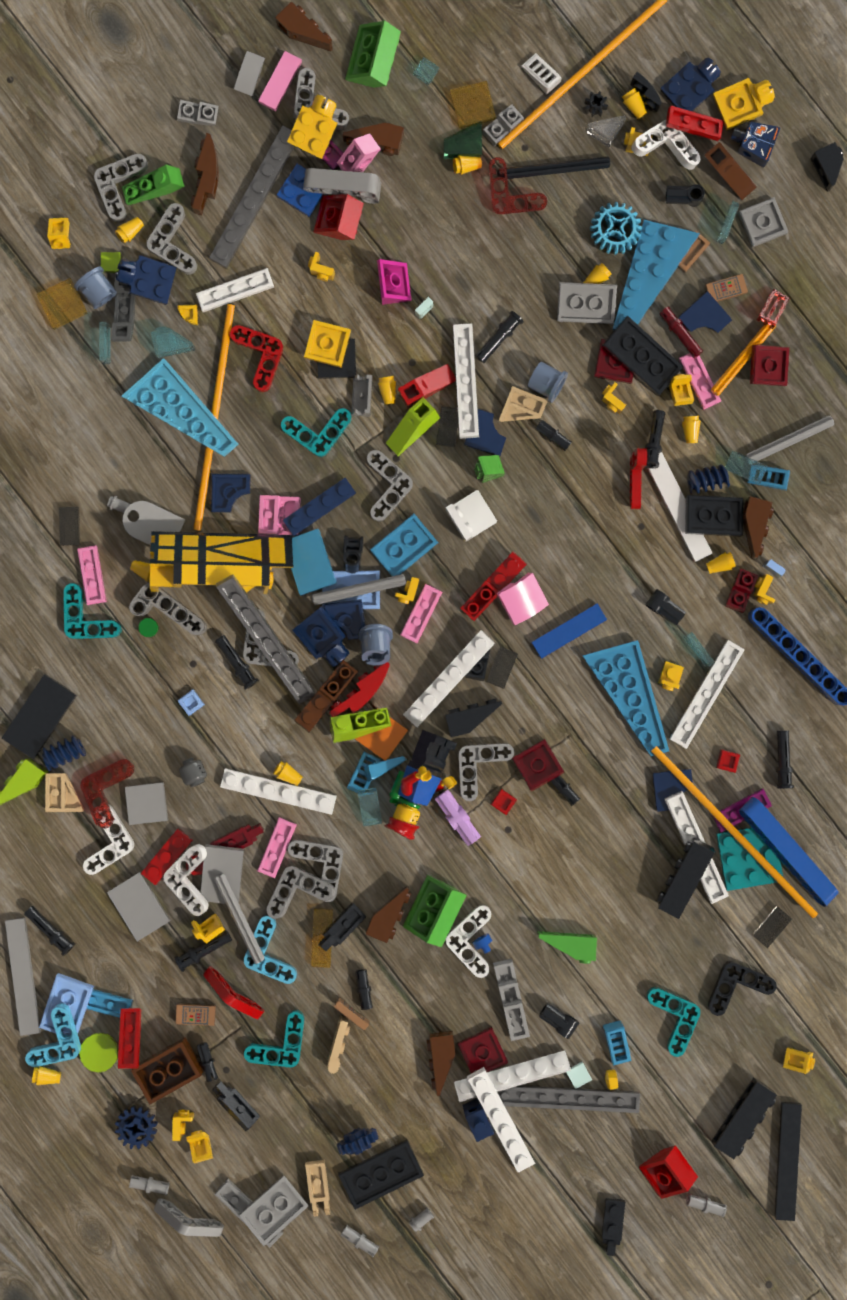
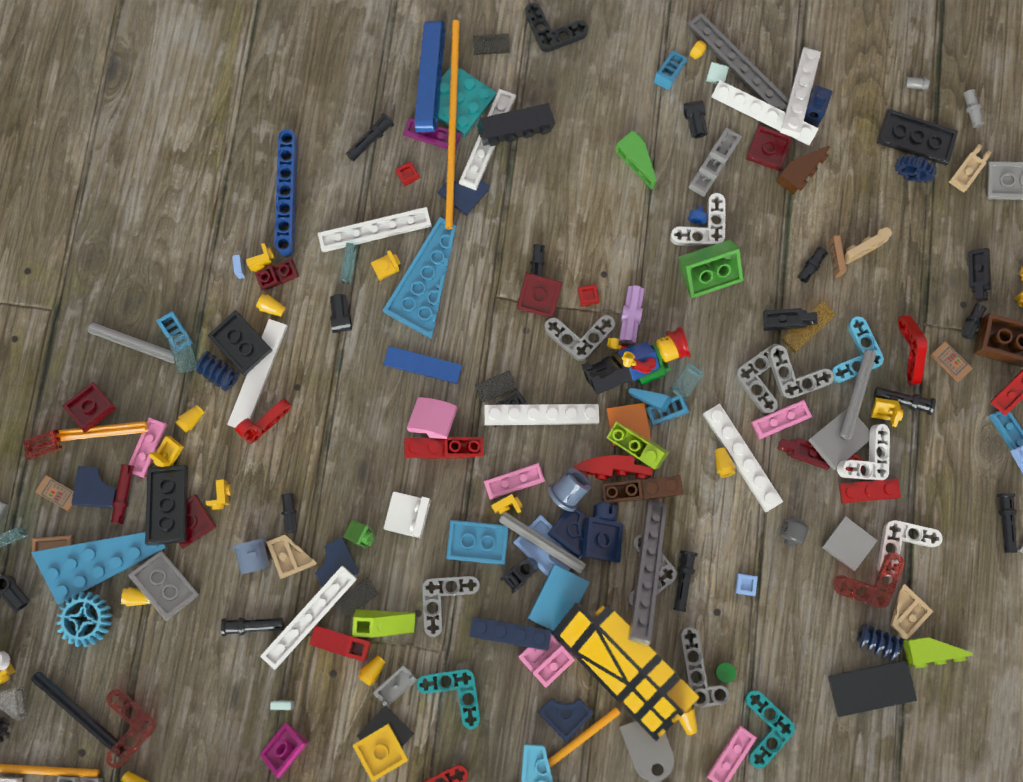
camera: 135 degrees left, 10 degrees down
(138, 906) = (923, 476): light grey tile -> none
(288, 1047) = (904, 277): teal beam -> none
(384, 919) = (752, 296): reddish brown slope -> none
(467, 720) = (557, 373): black slope -> none
(654, 447) = (228, 429): black pin -> none
(680, 1011) = (607, 48): teal beam -> none
(755, 520) = (217, 309): reddish brown slope -> none

